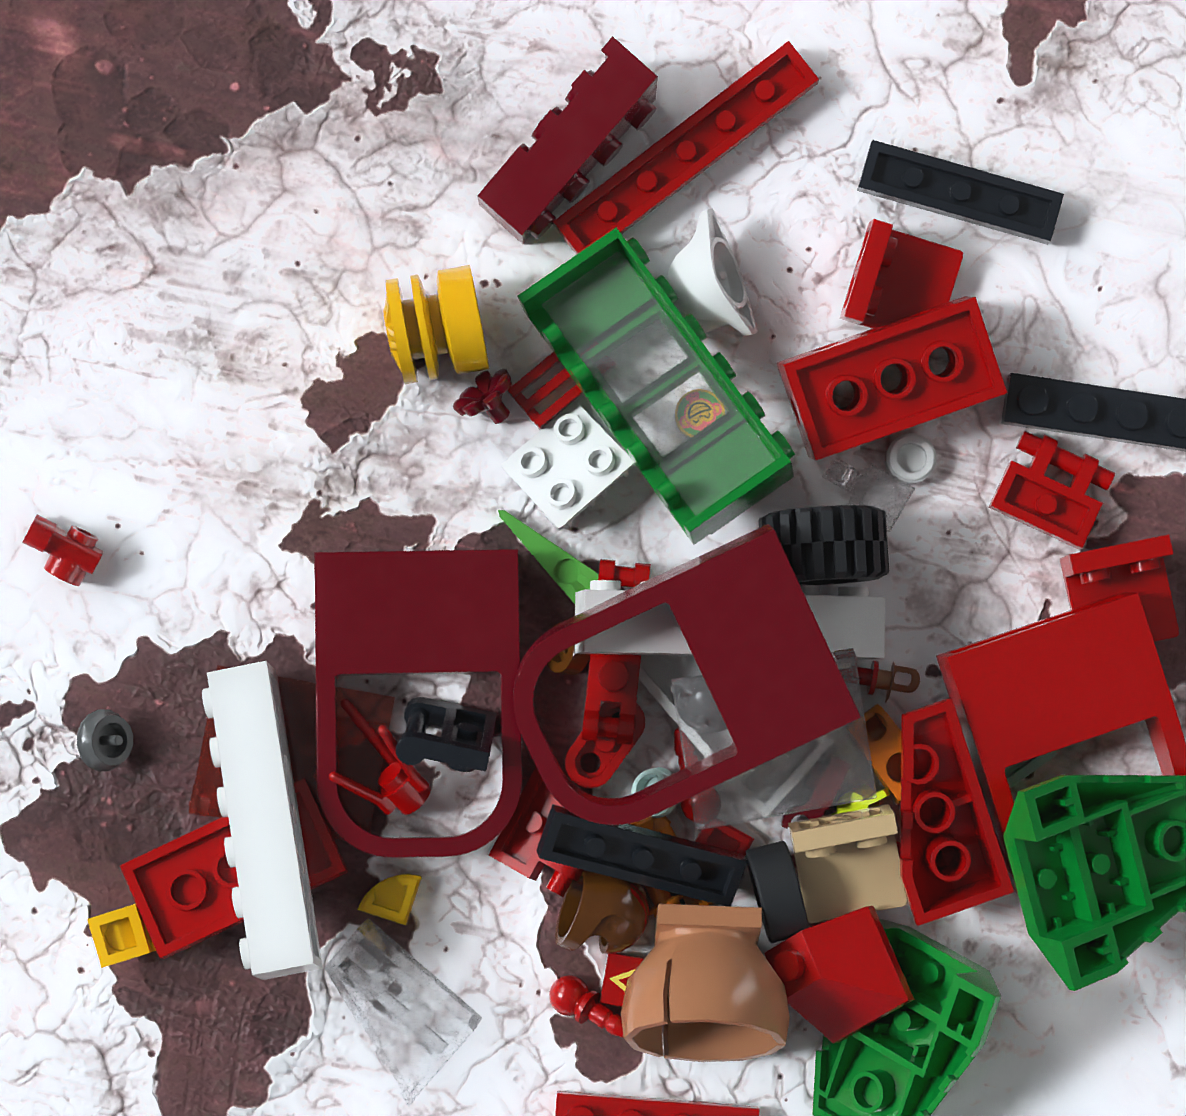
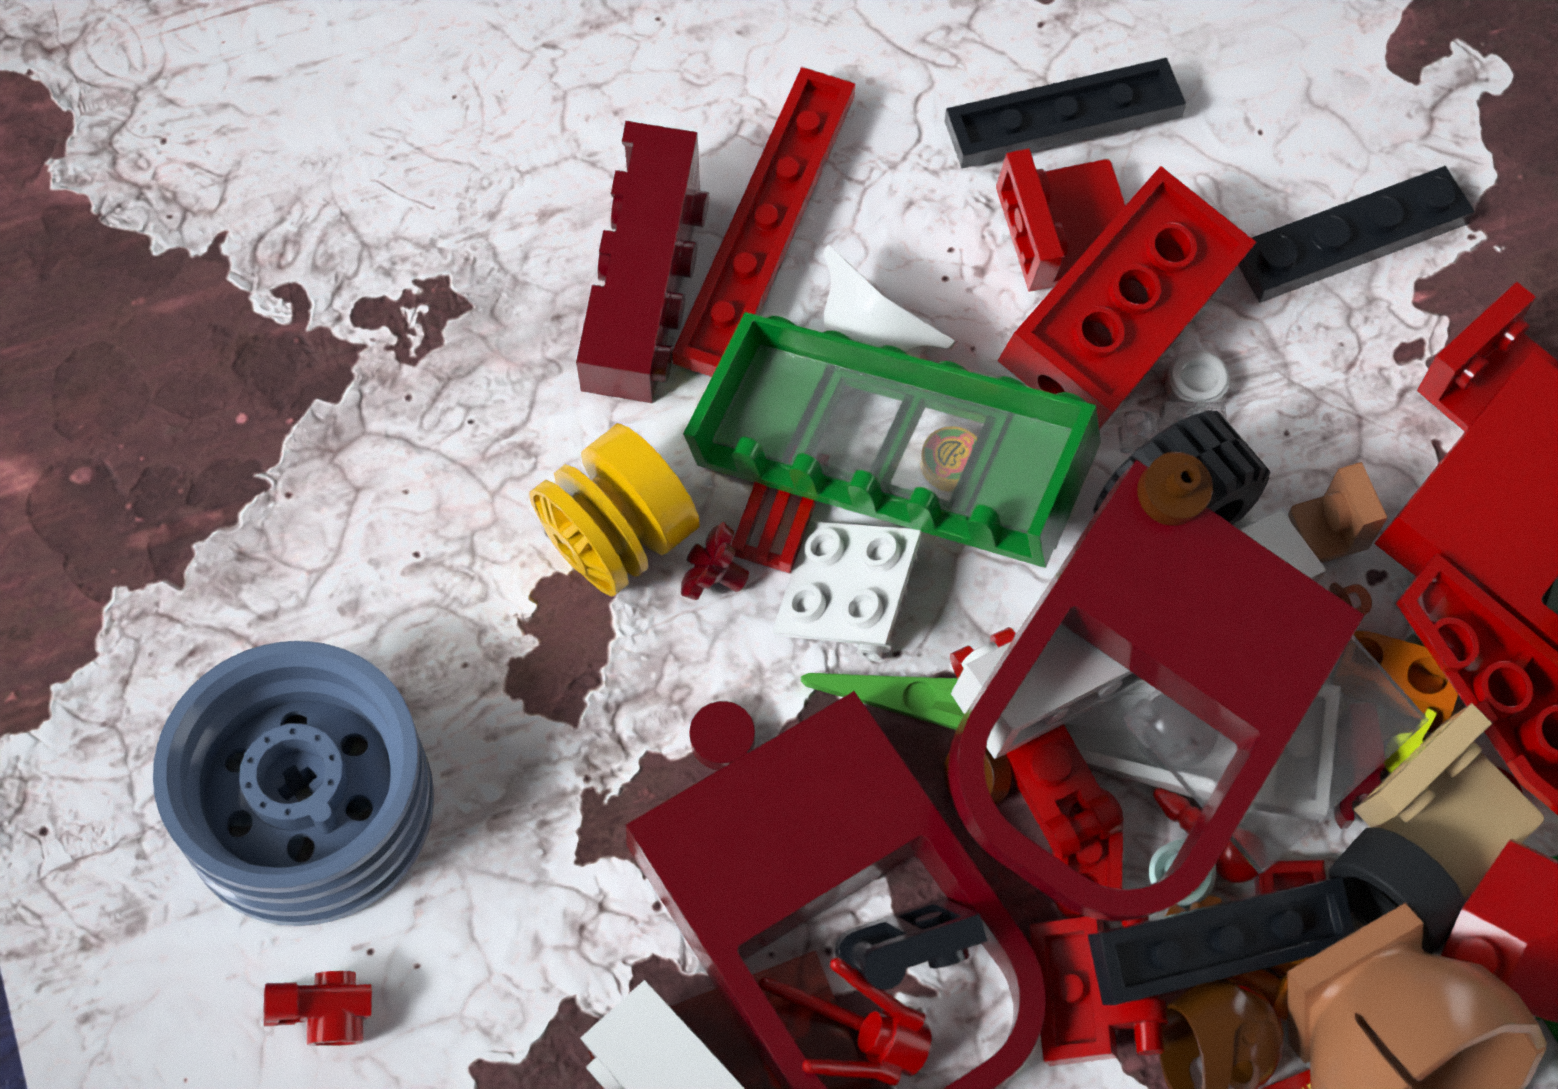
camera: 30 degrees left, 20 degrees down
(59, 367) = (244, 710): none -> sand blue wheel
(422, 519) = (721, 734): none -> dark red tile
(774, 557) = (1175, 488): none -> reddish brown tile
(926, 620) = (1342, 519): none -> nougat bracket
(1045, 503) = (1361, 342): red plate -> none

